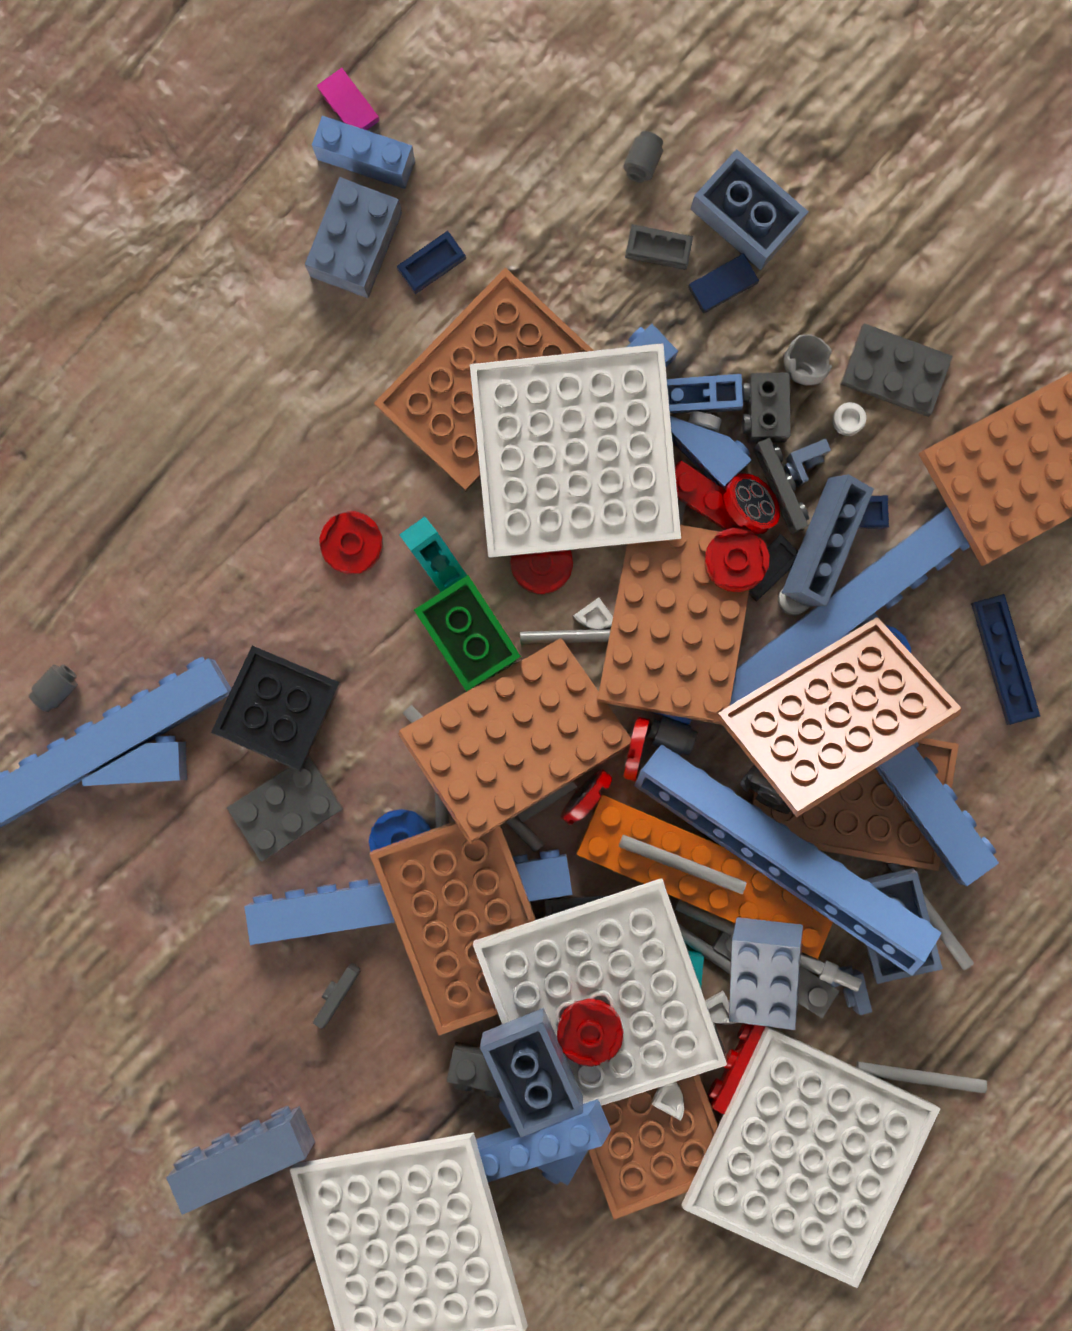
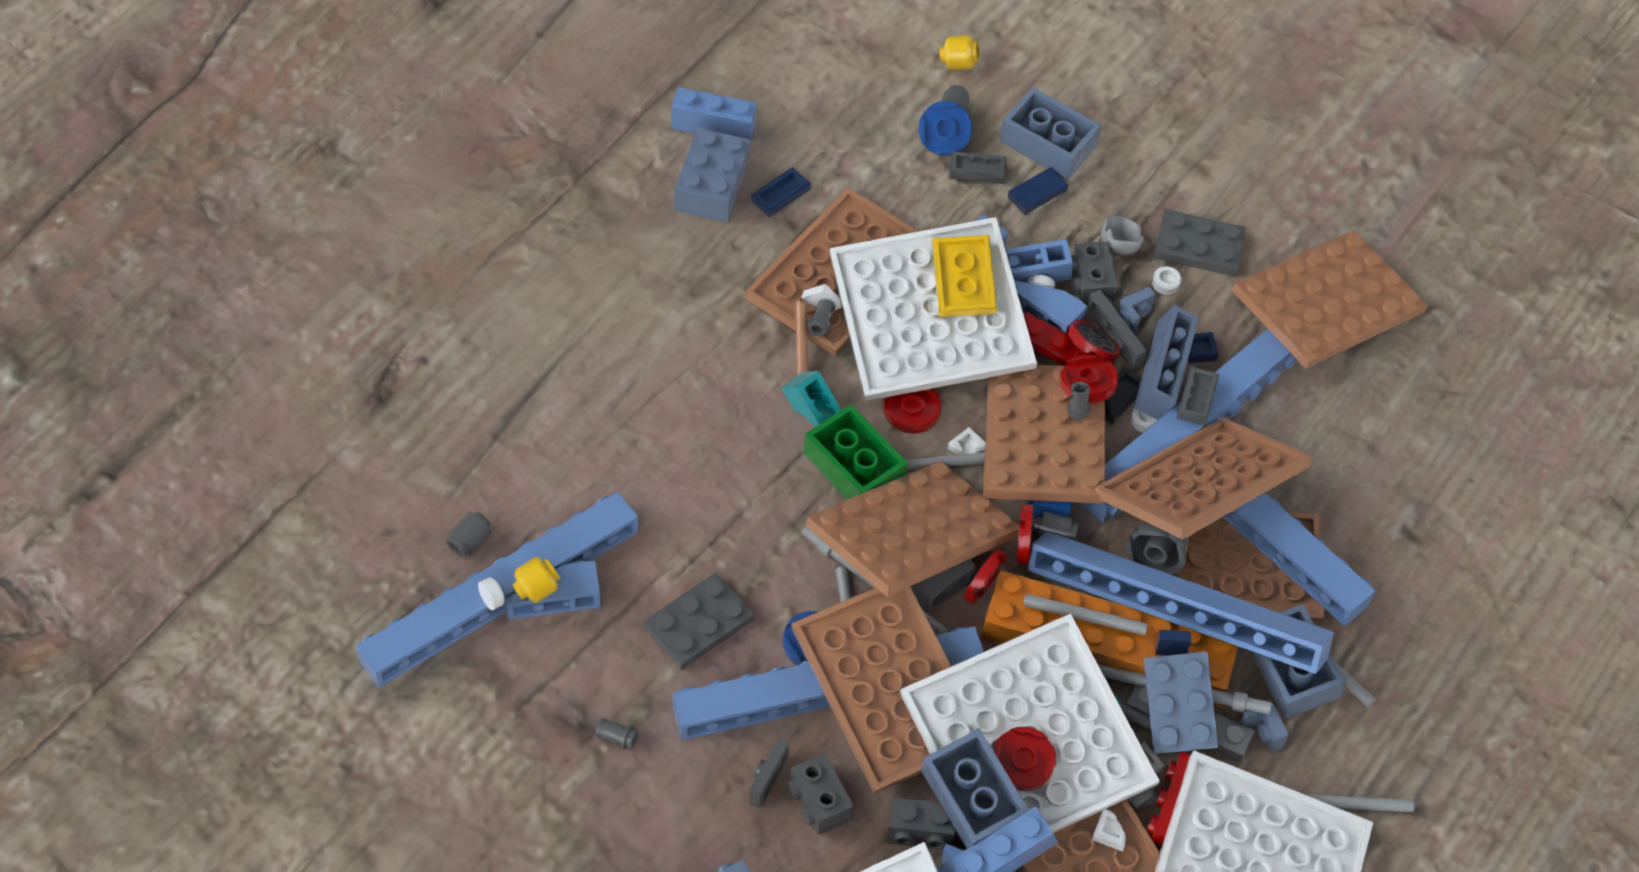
camera: 10 degrees left, 30 degrees down
(63, 780) = (491, 593): none -> white tile
(110, 769) = (536, 579): none -> yellow head
(189, 933) = (617, 733): none -> dark grey pin
(276, 708) = (683, 532): black plate -> none
(347, 101) = (690, 78): dark pink tile -> none
(351, 542) = (735, 403): red tile -> none
(385, 1024) = (820, 794): none -> dark grey brick
(428, 474) = (801, 337): none -> nougat bar
(452, 451) = (819, 323): none -> dark grey pin
(456, 424) = (820, 292): none -> white tile
(615, 420) = (964, 276): none -> yellow tile
(628, 192) = (945, 128): none -> blue tile
(662, 79) = (960, 52): none -> yellow head
(712, 602) = (1079, 406): none -> dark grey pin
(768, 913) = (1172, 642): none -> dark blue tile
(853, 596) = (1198, 396): none -> dark grey plate
(1005, 659) = (1346, 451): dark blue tile -> none

